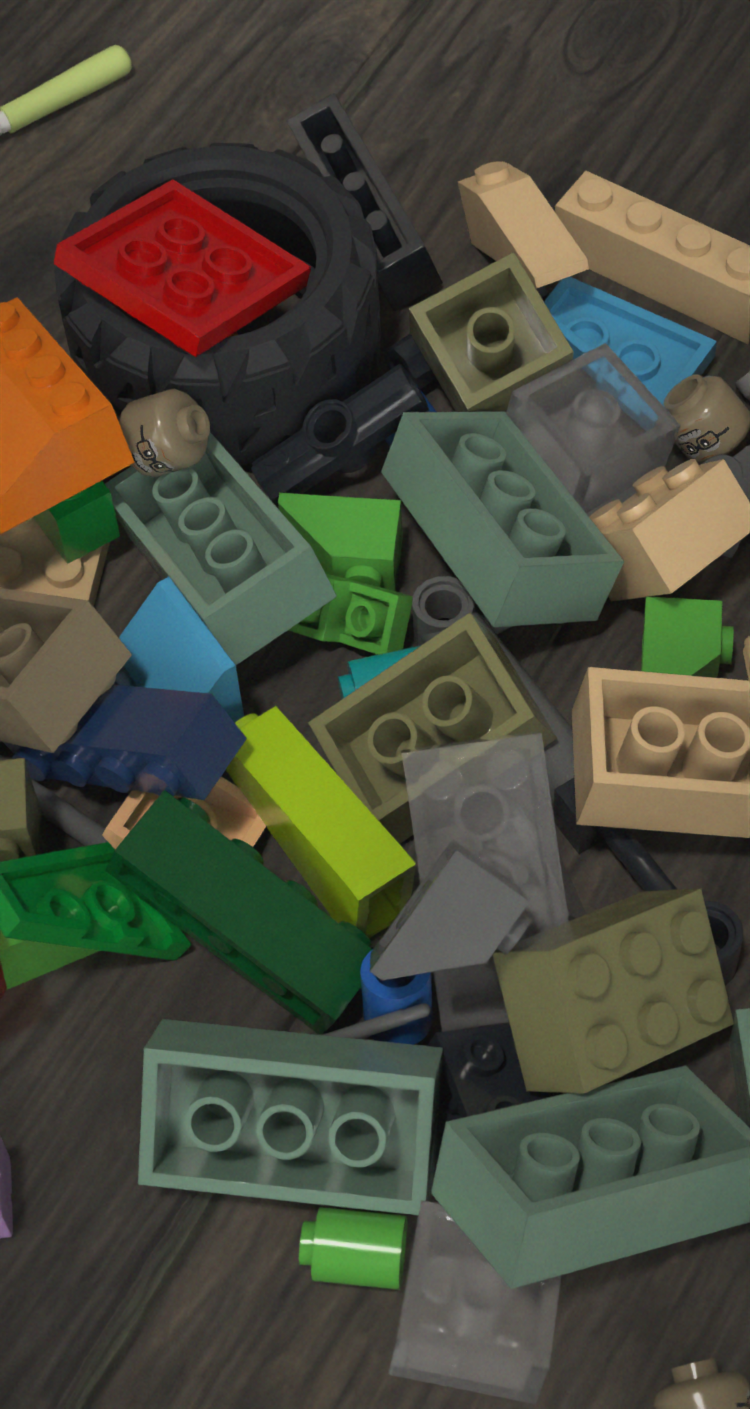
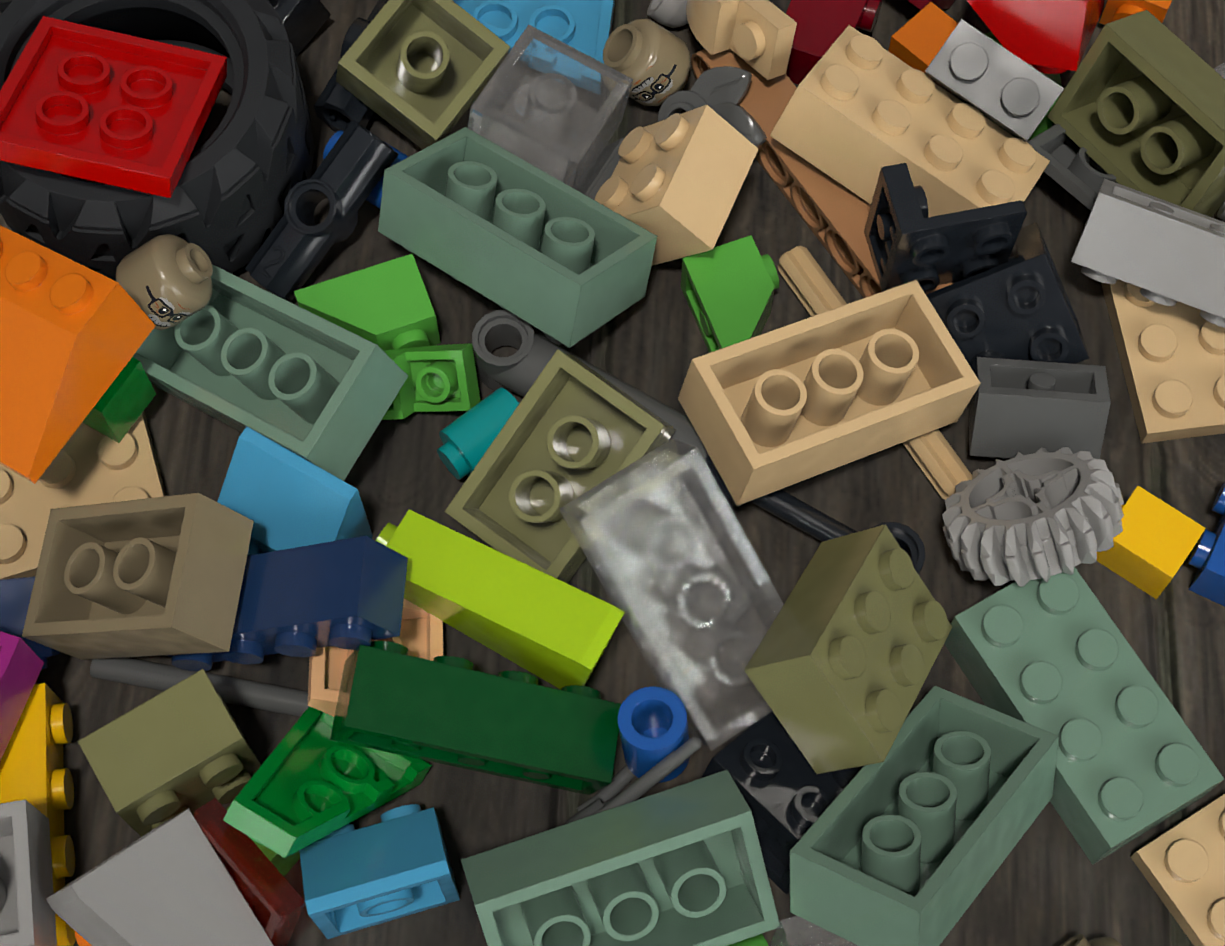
camera: 30 degrees left, 10 degrees up
(87, 1008) = (377, 872): none -> dark azure slope
(452, 919) = (697, 661): dark grey slope -> none

